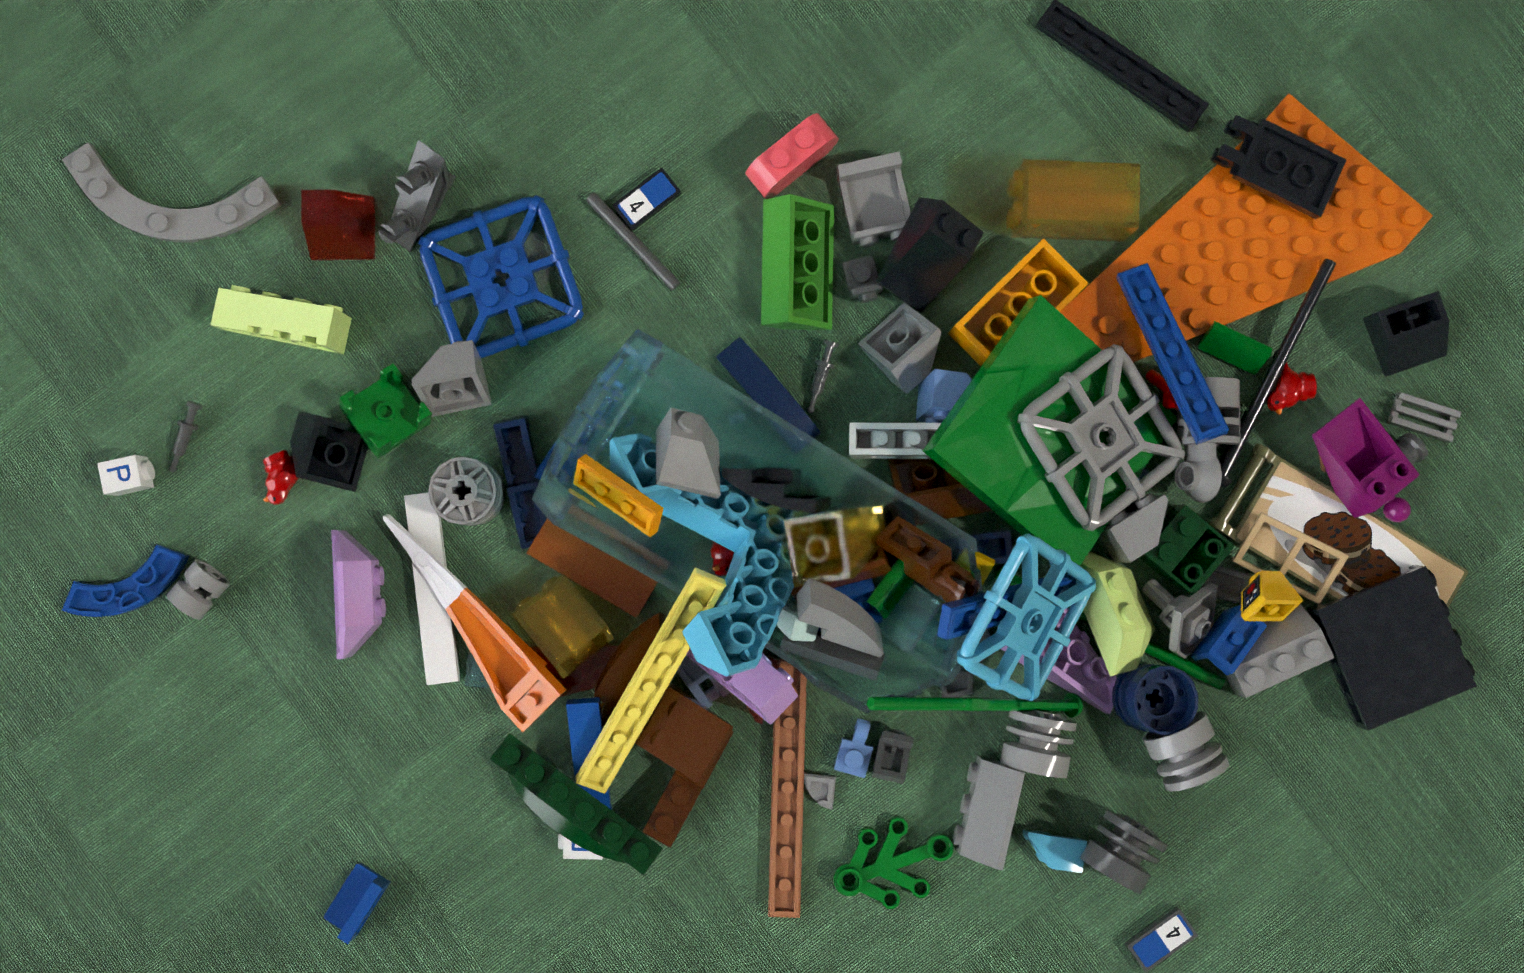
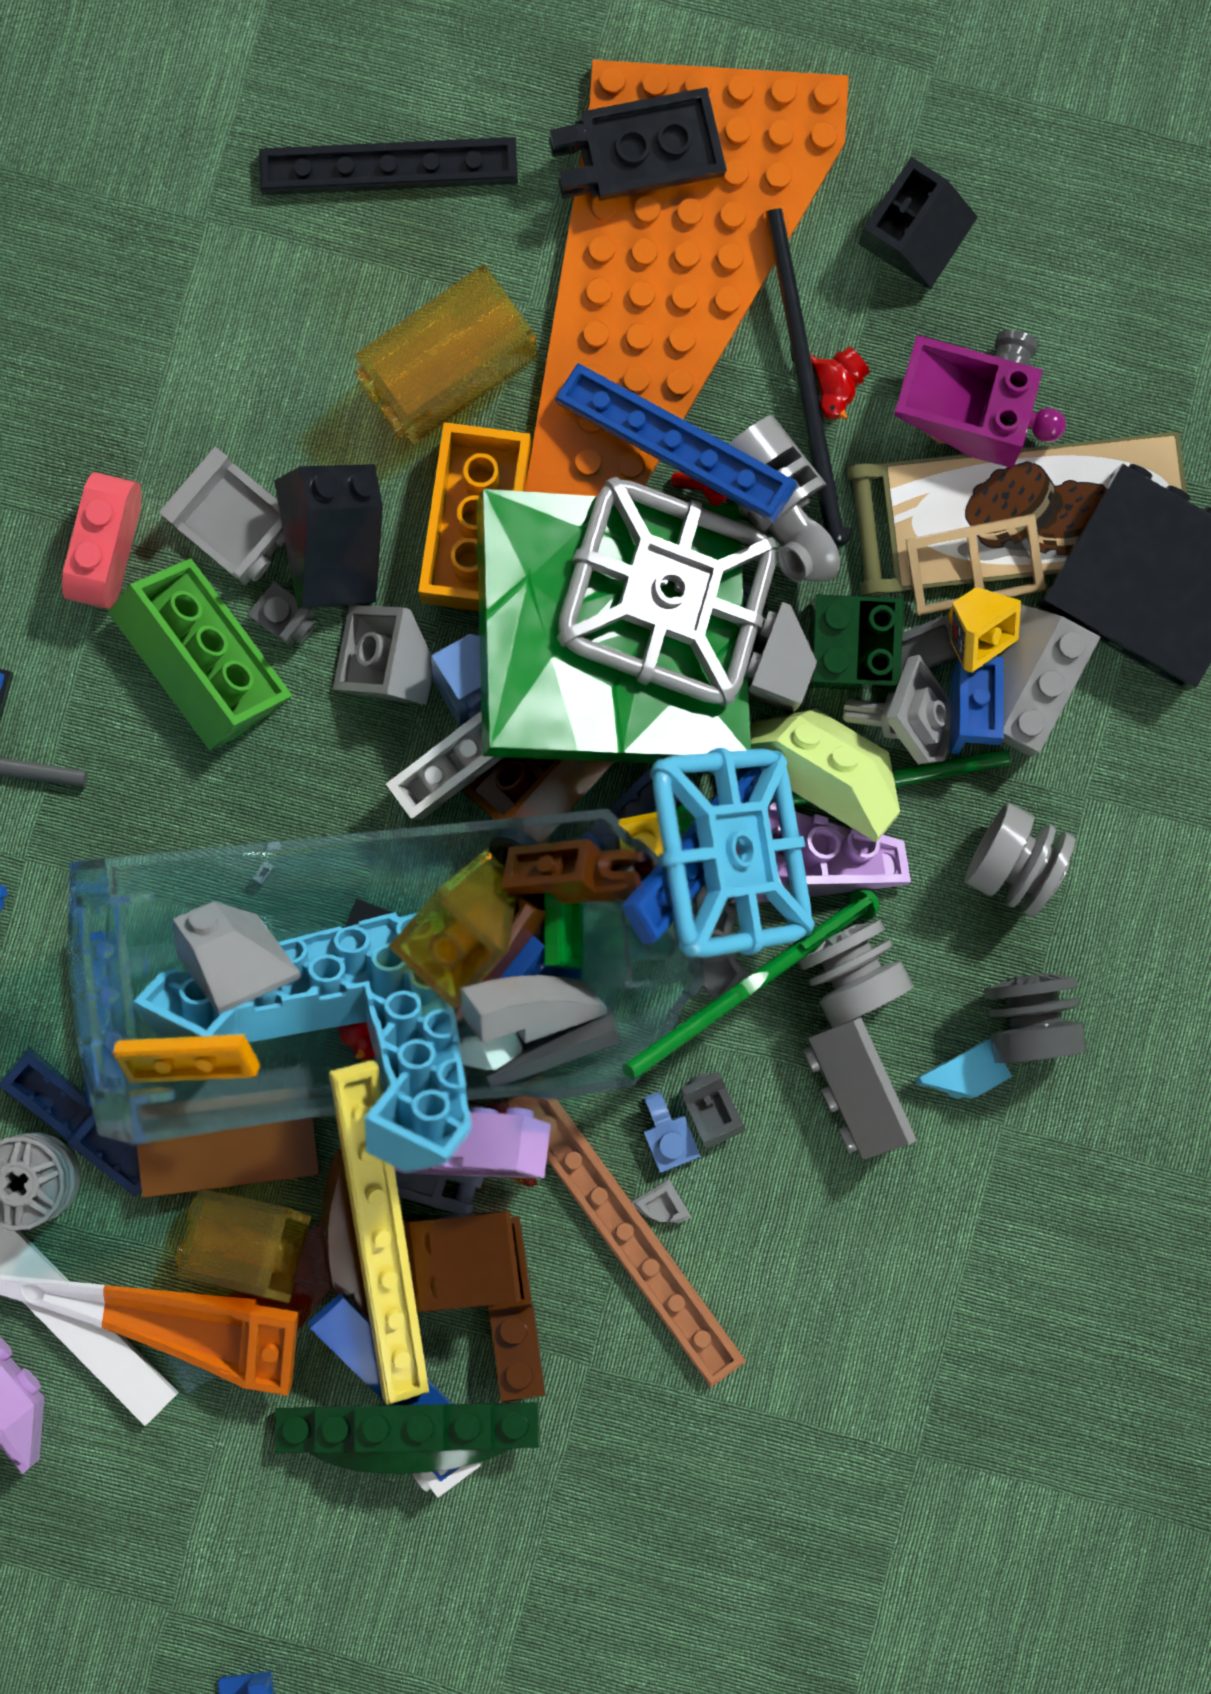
camera: 40 degrees left, 0 degrees up
(764, 386) = (267, 815): dark blue slope -> none
(776, 487) = (357, 916): black slope -> none
(821, 373) = (317, 752): dark grey piece -> none
(887, 865) = (797, 1231): green plant -> none
(1161, 939) = (1151, 1082): tile -> none
(1171, 700) = (964, 816): dark blue wheel -> none
(1235, 348) = (744, 382): green tile -> none
(1449, 424) = (1038, 289): light grey tile -> none

